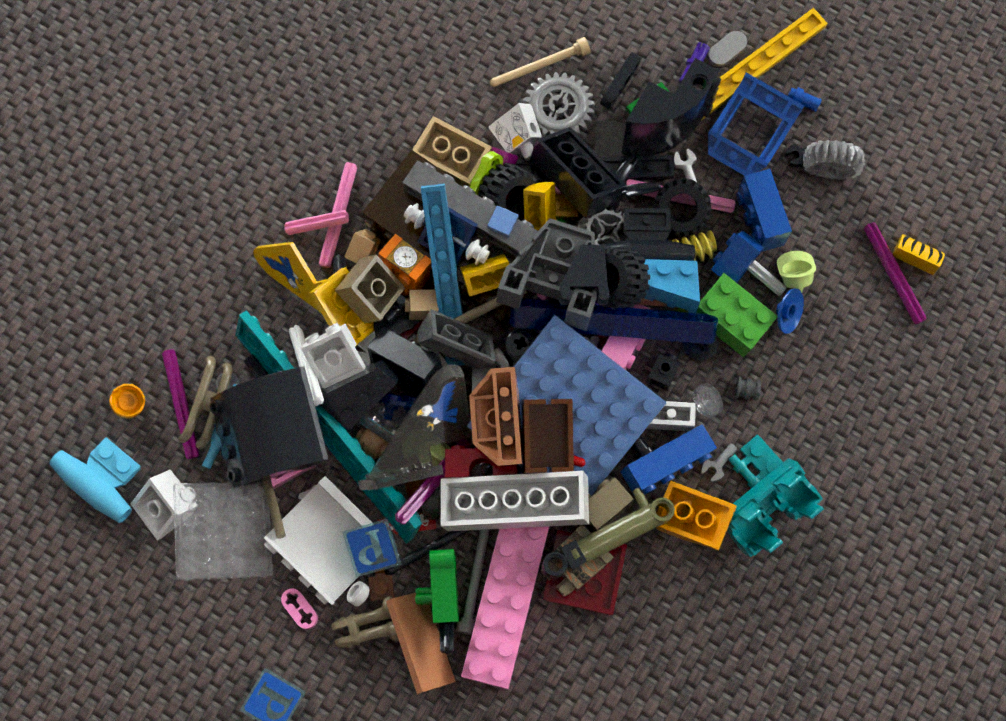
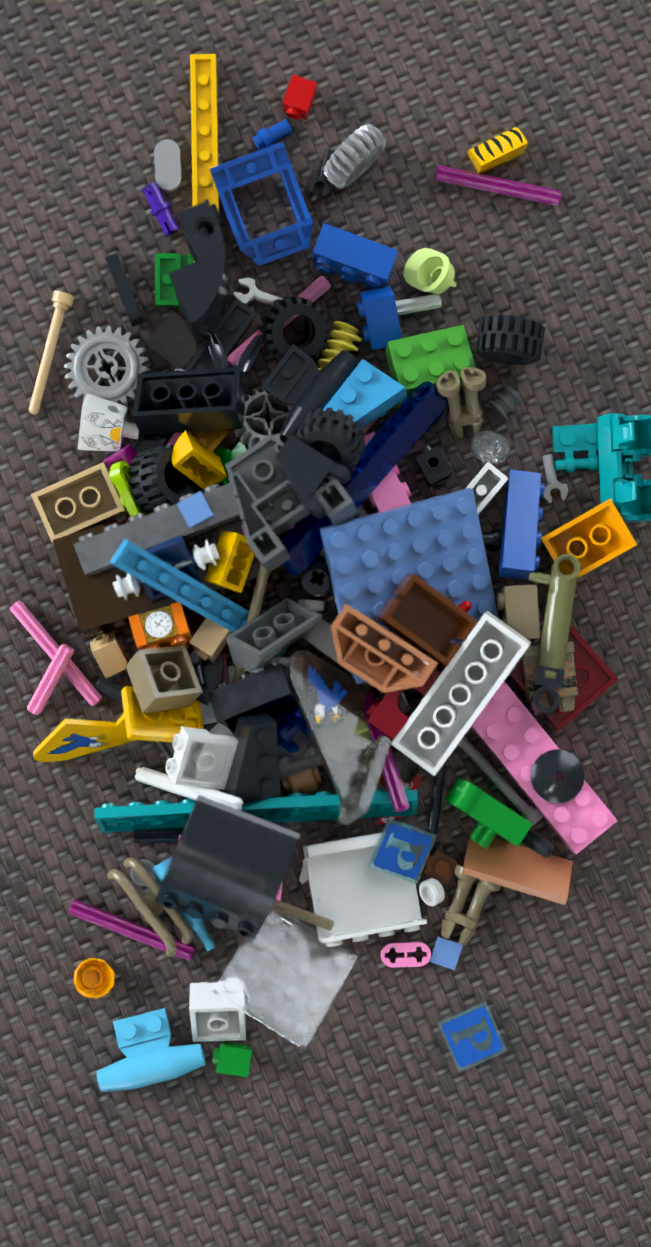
camera: 55 degrees left, 10 degrees up
(136, 540) = (233, 1059): none -> green brick
(321, 637) = (445, 953): none -> medium blue tile
(511, 631) = (543, 776): none -> black dish
(711, 362) = (470, 414): none -> dark tan piece
(790, 310) = (464, 308): blue dish -> none
(793, 355) = (510, 339): none -> black tyre
(843, 97) = (299, 97): none -> red brick

